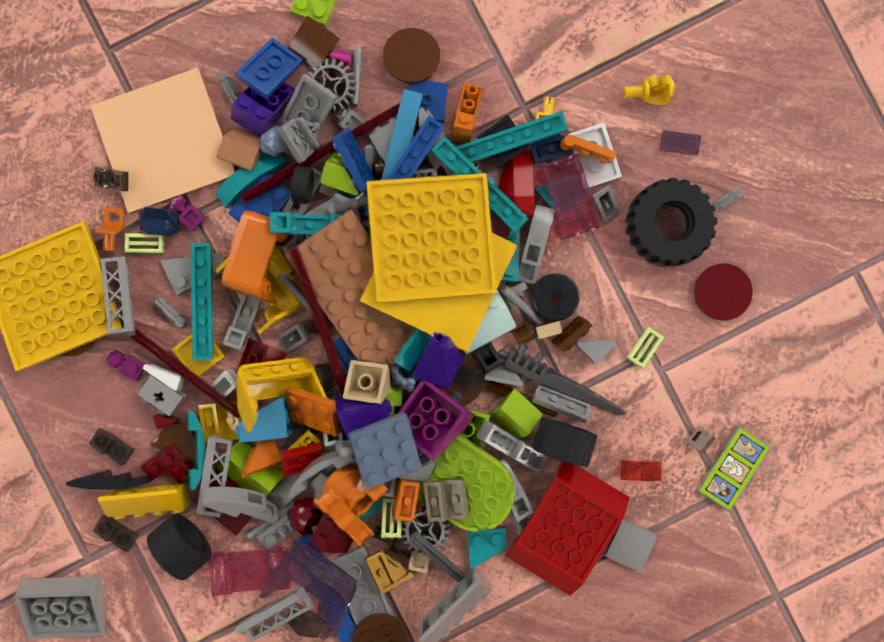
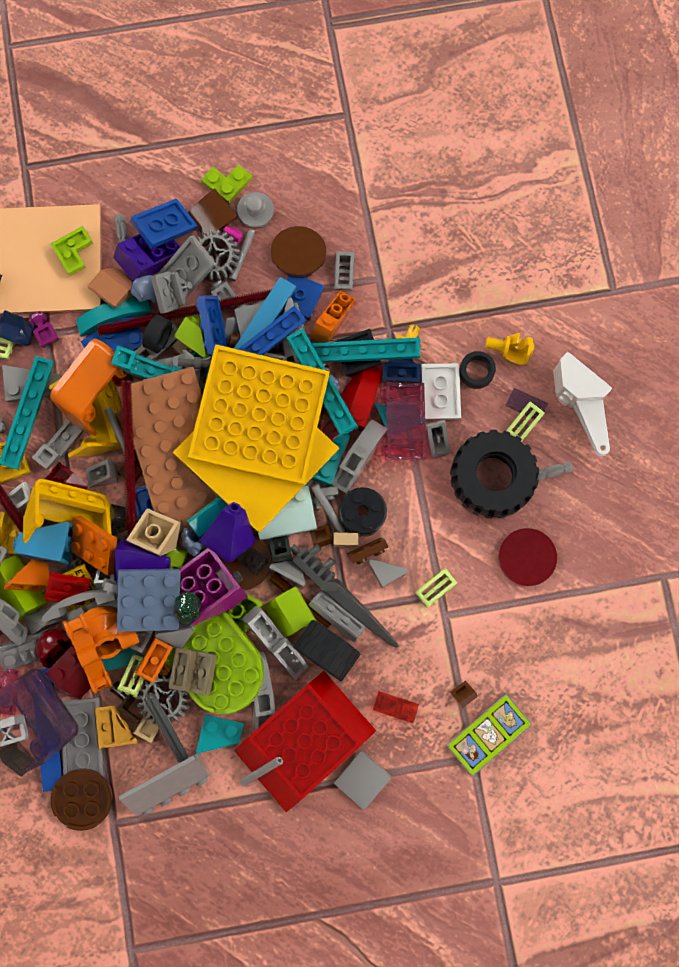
camera: 15 degrees right, 10 degrees down
(182, 123) = (67, 249): none -> lime plate
(354, 25) = (255, 210): none -> light grey plate
(424, 446) = (187, 607): none -> clear green head
(463, 44) = (344, 255): none -> light grey slope
(538, 568) = (261, 771): none -> light grey piece
(586, 149) = (434, 381): orange plate -> none
(636, 115) = (477, 355): none -> black tyre
(678, 156) = (535, 408): none -> yellowish green tile
(737, 115) = (584, 391): none -> white slope

